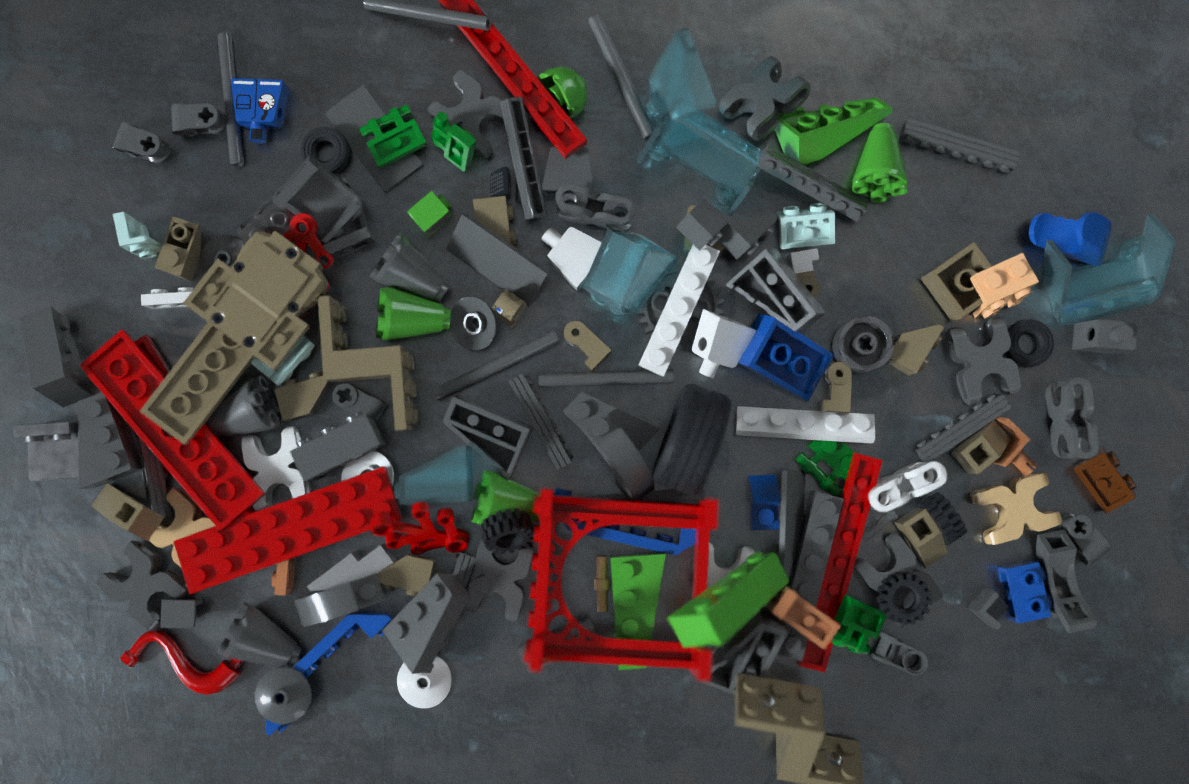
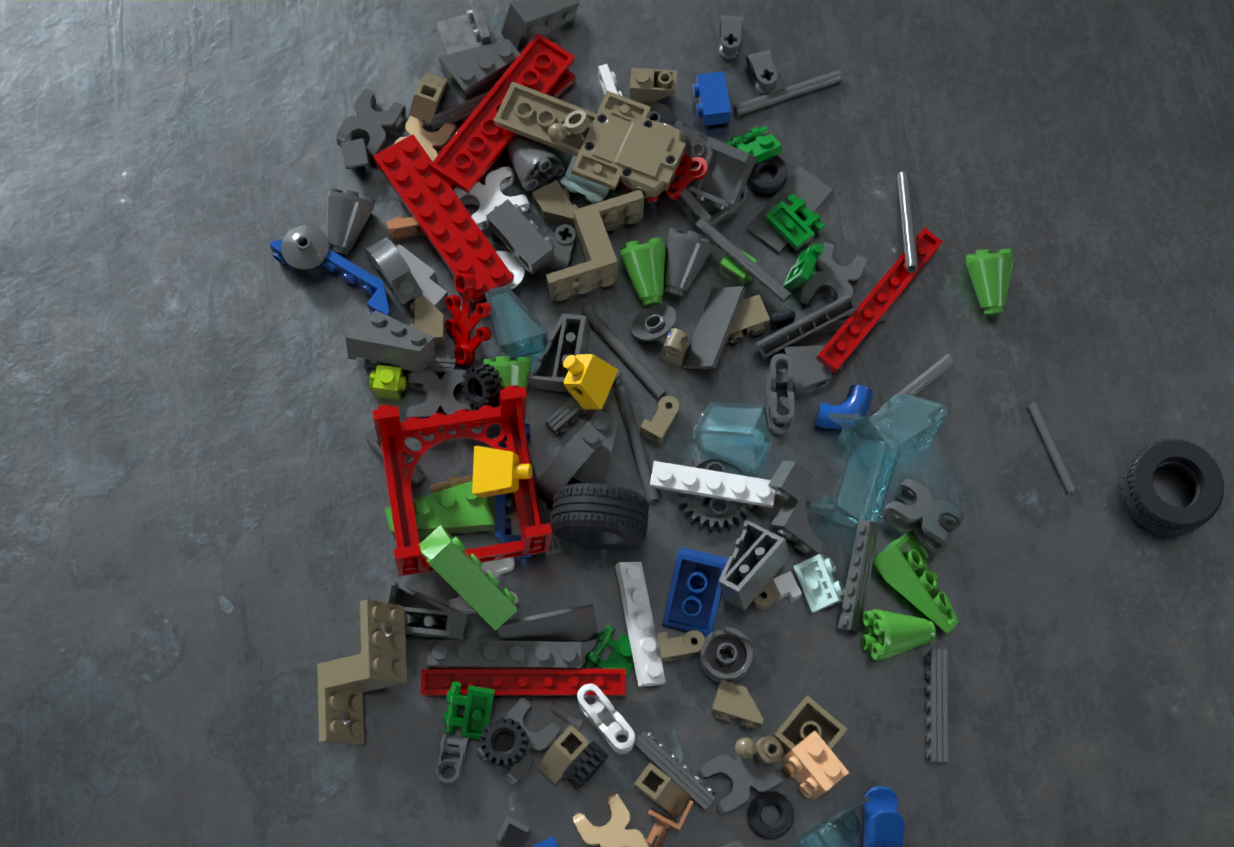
camera: 75 degrees right, 15 degrees down
(135, 236) = (653, 47): light aqua bracket -> none
(197, 681) = (301, 185): red animal -> none
(215, 350) = (574, 123): none -> dark tan plate
(217, 185) = (712, 98): none -> blue brick
(259, 105) = (788, 114): blue torso -> none
(294, 148) = (762, 146): none -> green plate
(429, 206) = (742, 260): none -> dark grey piece
(434, 693) = (336, 370): white dish -> none
(468, 634) = (387, 382): none -> lime brick
(531, 412) = (589, 380): none -> yellow torso
(566, 88) = (876, 347): bright green cylinder -> none
(571, 254) = (736, 385): white torso -> none
(615, 539) = (497, 472): none -> yellow torso
(630, 145) = (857, 403): none -> blue cylinder
(720, 341) = (694, 528): white torso -> none
(763, 502) = (563, 600): blue slope -> none
(803, 616) = (467, 648): nougat bracket -> none
(968, 349) = (747, 748): none -> dark tan plate

